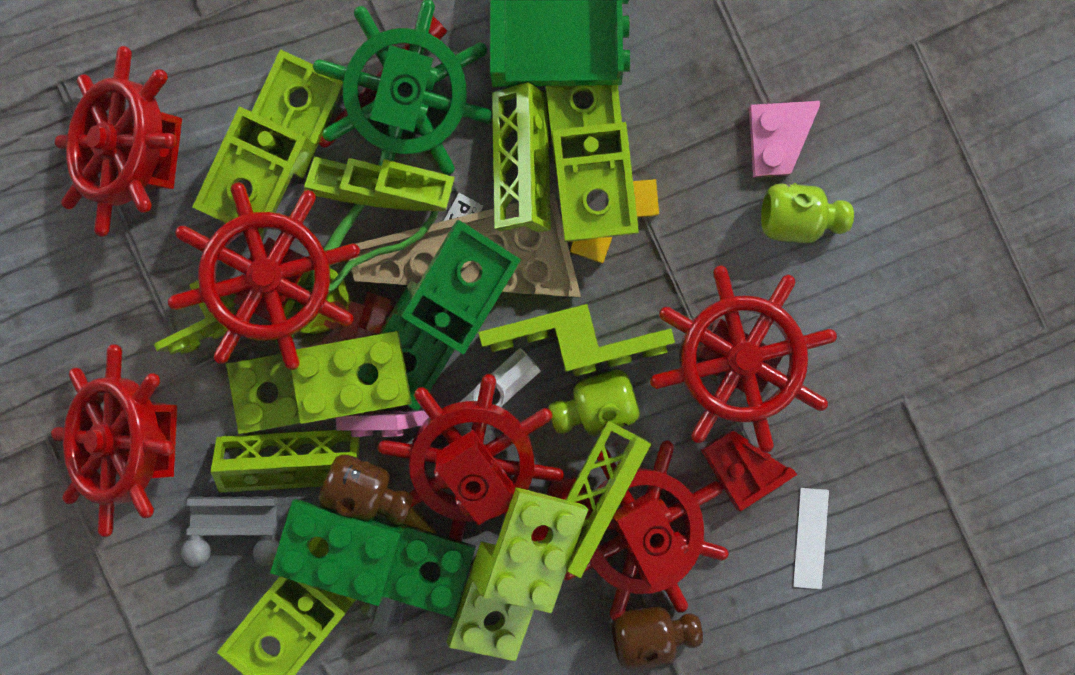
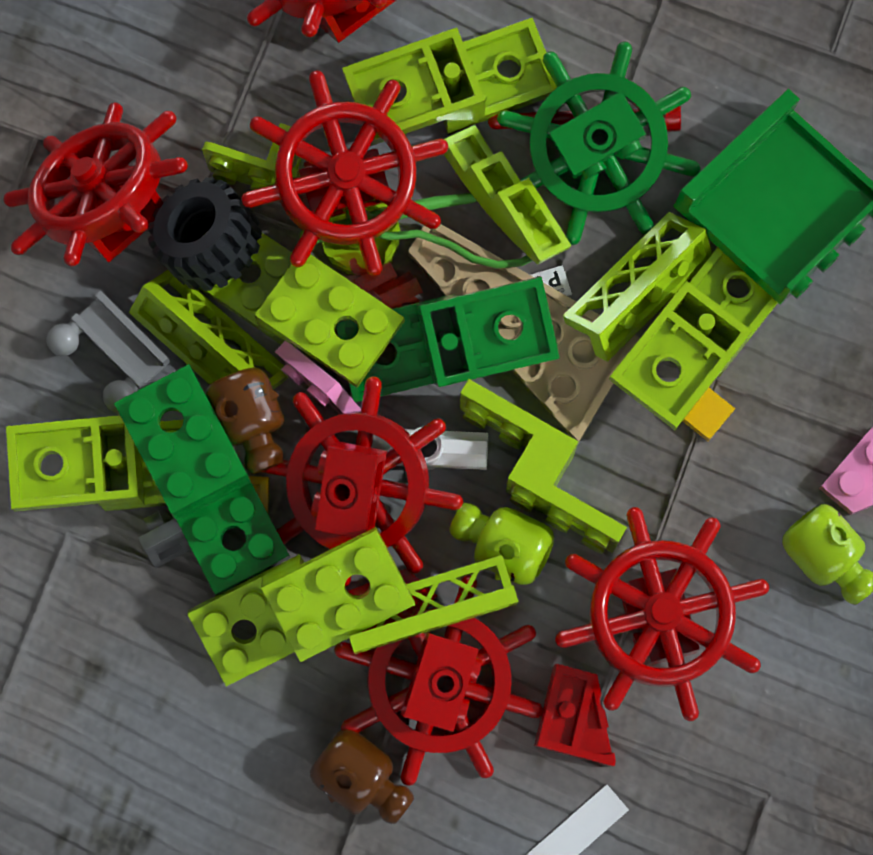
camera: 45 degrees right, 10 degrees down
(213, 422) = (187, 217): none -> black tyre
(592, 249) = (628, 412): yellow tile -> none

